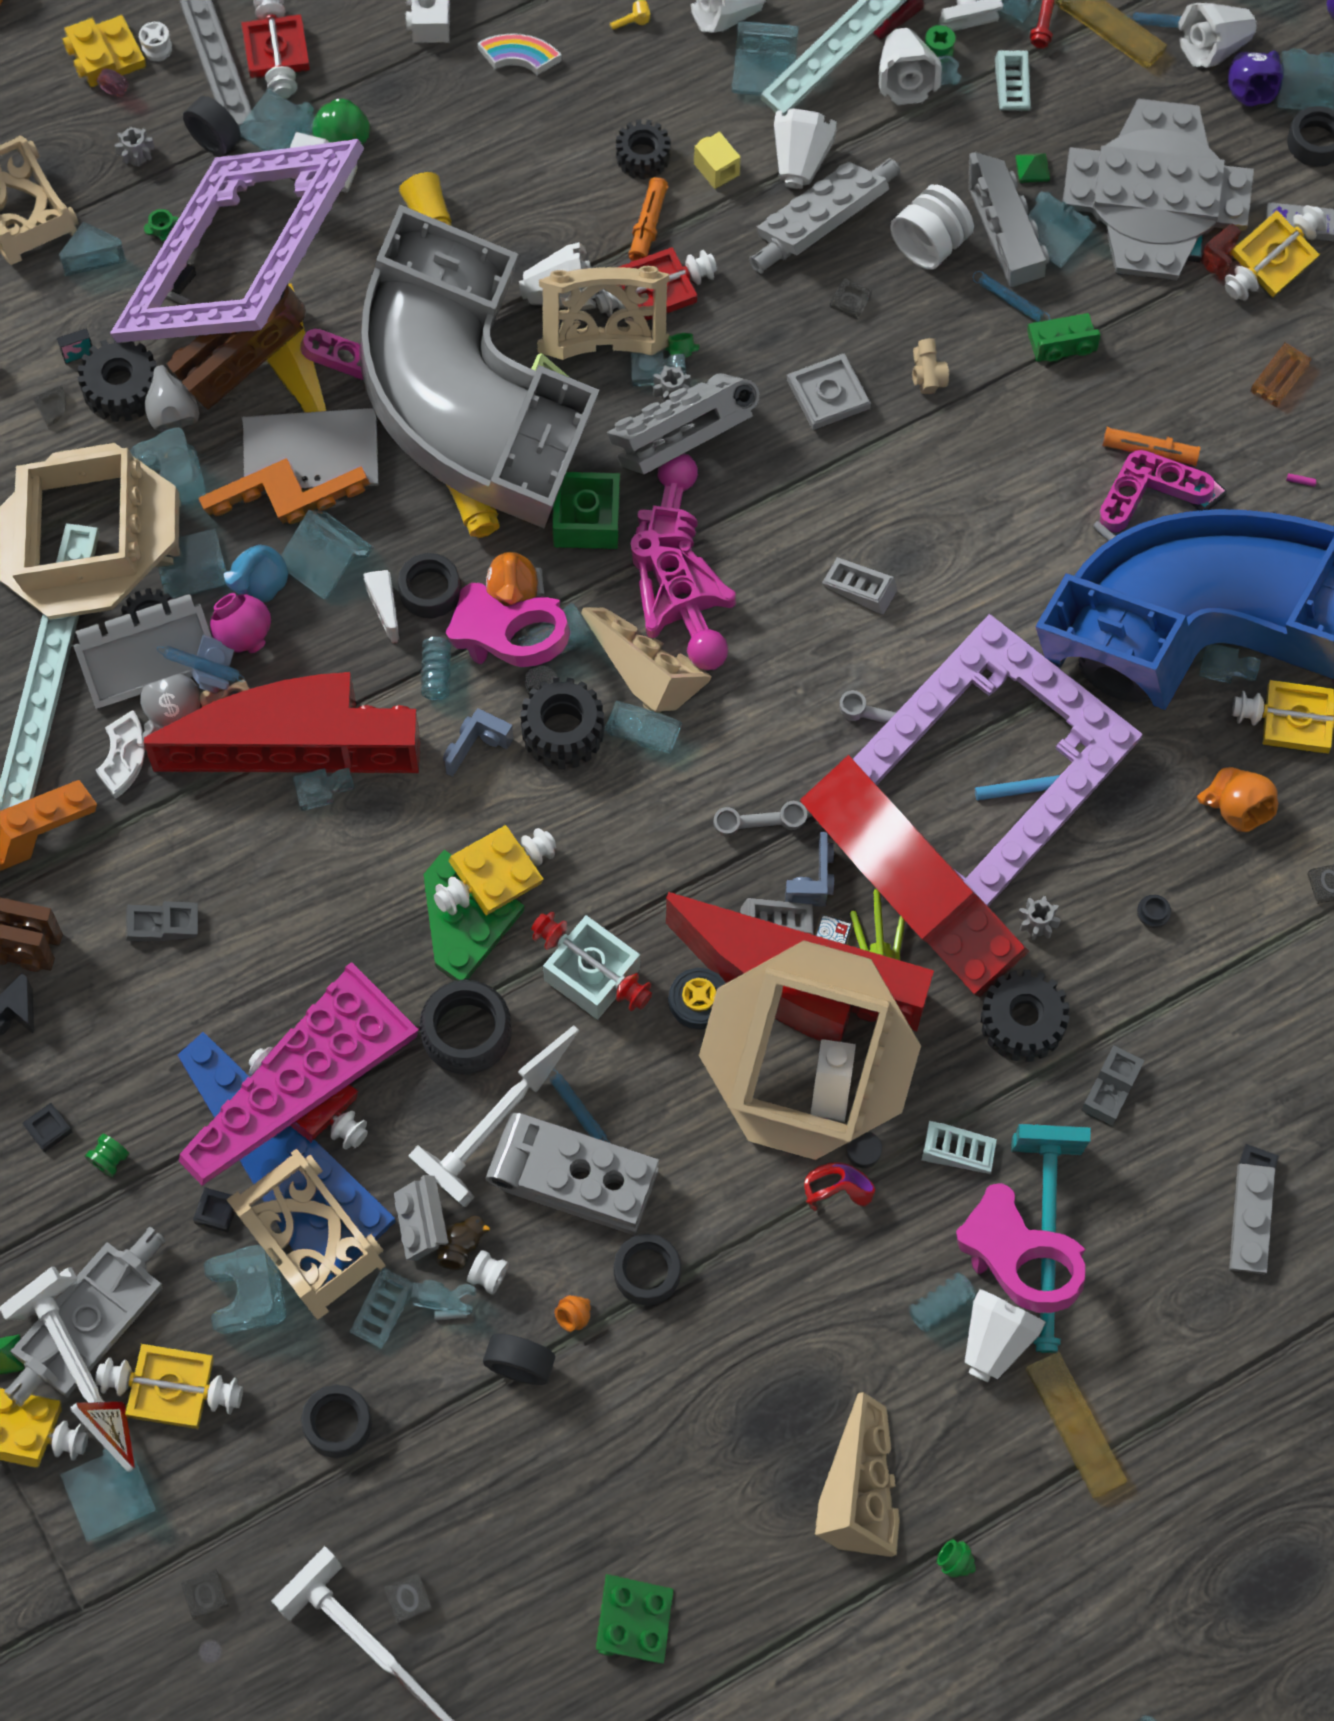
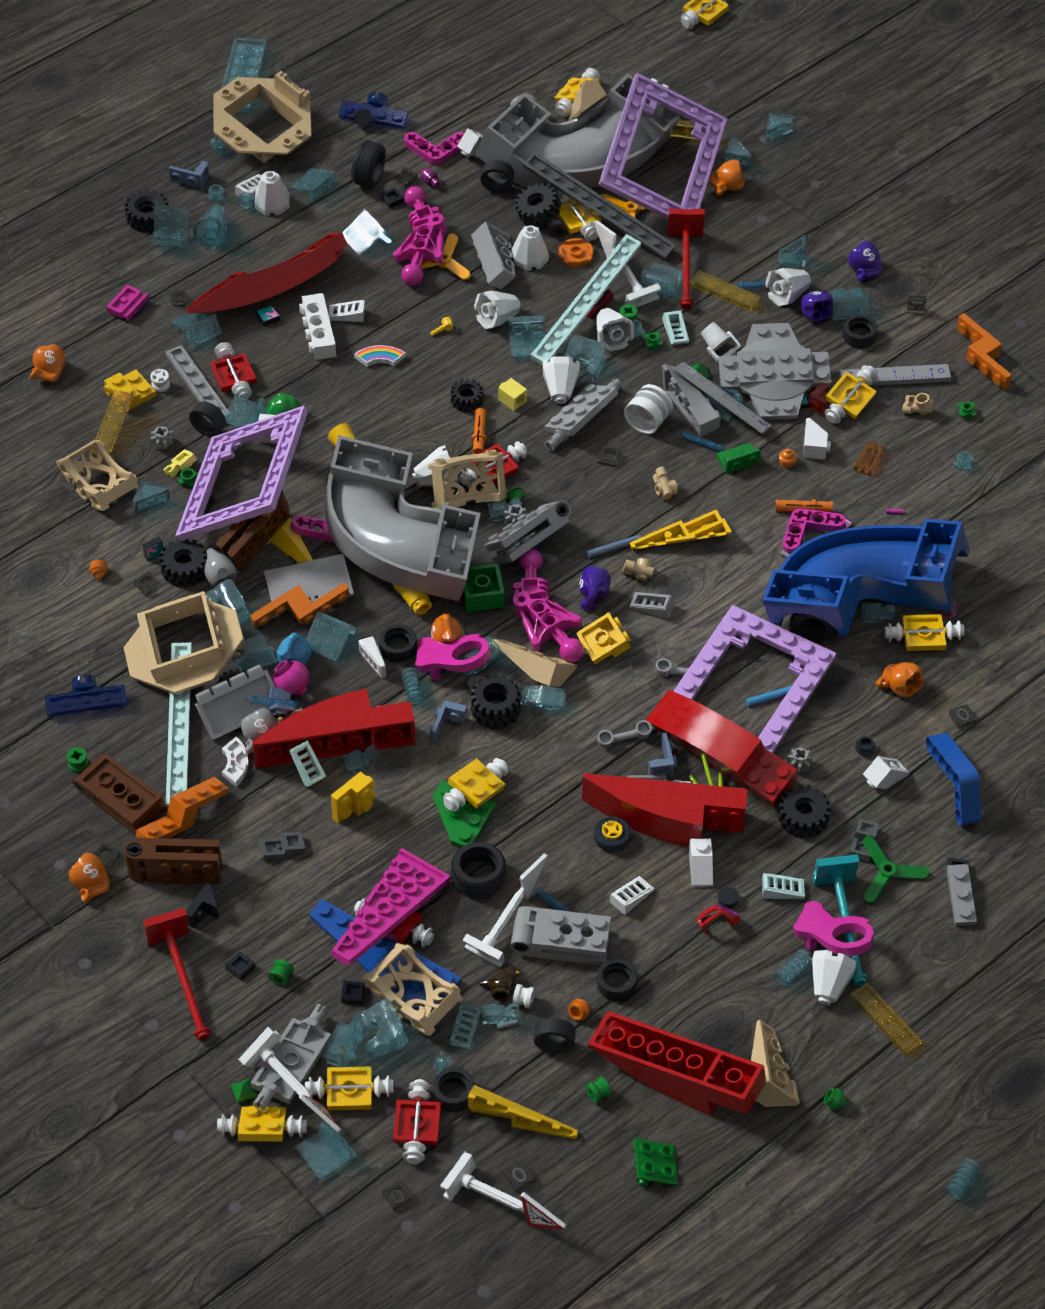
camera: 10 degrees left, 15 degrees down
(62, 104) = (113, 419): none -> clear yellow tile
(112, 83) = (140, 406): clear pink tile -> none
(154, 196) = (181, 461): none -> light yellow plate
(179, 1301) = (344, 1041): none -> clear light blue bracket
(241, 809) = (308, 781): none -> light aqua slope
(264, 1470) = (417, 1122): none -> red plate
(295, 856) = (354, 797): none -> yellow plate
(328, 1370) = (442, 1062): none -> clear light blue plate
(391, 1464) = (522, 1117): none -> yellow wedge
(420, 1217) = (477, 973): light grey plate -> none
(571, 1468) = (598, 1090): none -> green wheel
(591, 965) = (544, 824): light aqua brick -> none
(691, 1137) = (617, 900): none -> white slope
(707, 1457) = (679, 1066): none -> red slope
(741, 1030) = (643, 843): tan hinge -> none
(766, 637) = (604, 638): none -> yellow plate
(769, 537) = (594, 586): none -> dark purple piece
(822, 466) = (611, 547): none -> sand blue bar
(828, 391) = (608, 506): light grey plate -> none
(854, 102) = (588, 353): none -> clear light blue piece
(856, 519) = (641, 569): none -> tan plate
(970, 460) = (702, 527): none -> yellow wedge
(973, 102) = (652, 340): none -> green plate
(1059, 226) = (722, 397): none -> light grey tile
(1075, 110) = (716, 338): none -> white piece
(1128, 1160) = (883, 877): none -> green piece
(1144, 352) = (787, 458): none -> orange plate
(1176, 967) = (885, 772): none -> white slope
(1197, 329) = (815, 441): none -> white slope
(1296, 998) = (961, 774): none -> blue beam

